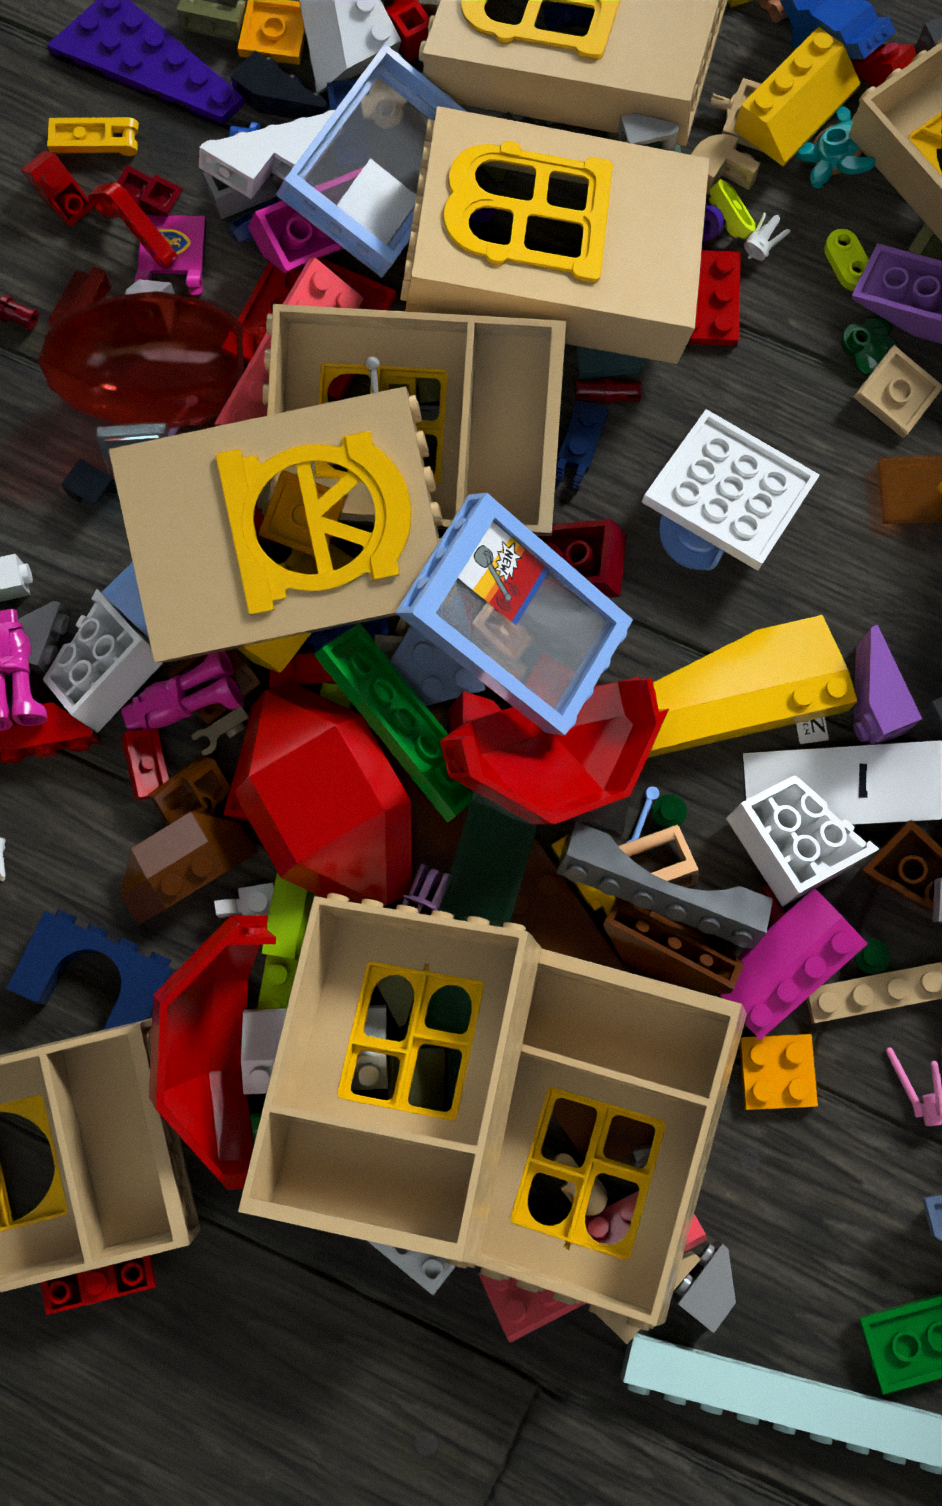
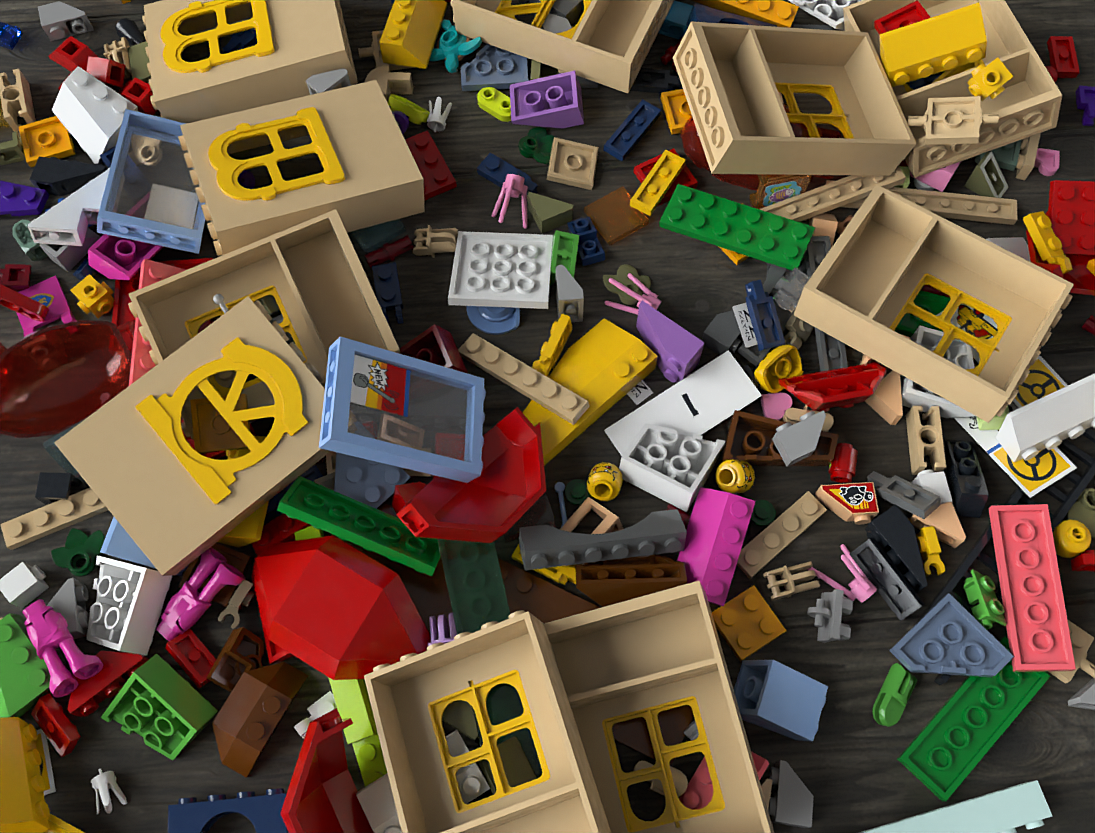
camera: 30 degrees left, 10 degrees down
(65, 516) = (51, 518): none -> tan plate
(80, 569) = (77, 549): none -> dark green plate
(85, 800) = (160, 708): none -> bright green wedge
(190, 145) = (24, 239): none -> sand green rock
(235, 269) = (93, 296): none -> yellow brick
(671, 409) = (435, 241): none -> tan arm
(681, 641) = (524, 379): none -> tan plate
(707, 818) = (604, 481): none -> yellow head
(737, 621) = (552, 349): none -> yellow hinge
(762, 1177) = (779, 698): none -> light blue slope
(792, 567) = (568, 295): none -> light grey tile
(802, 387) = (512, 187): none -> bright pink plant
(806, 365) = (496, 170): none -> dark blue hinge
(816, 511) = (563, 253): none -> bright green hinge
(831, 443) = (549, 212): none -> olive slope
(855, 1053) = (789, 581): none -> tan arm
(856, 503) = (589, 247): none -> dark blue slope
(864, 897) = (735, 476): none -> yellow head
(869, 210) = (493, 69): none -> sand blue plate
(876, 582) = (622, 277): none -> olive plate
(877, 1118) = (828, 616): none -> light grey hips
(888, 625) = (650, 297): none -> bright pink plant
(896, 1249) = (893, 695): none -> bright green arm

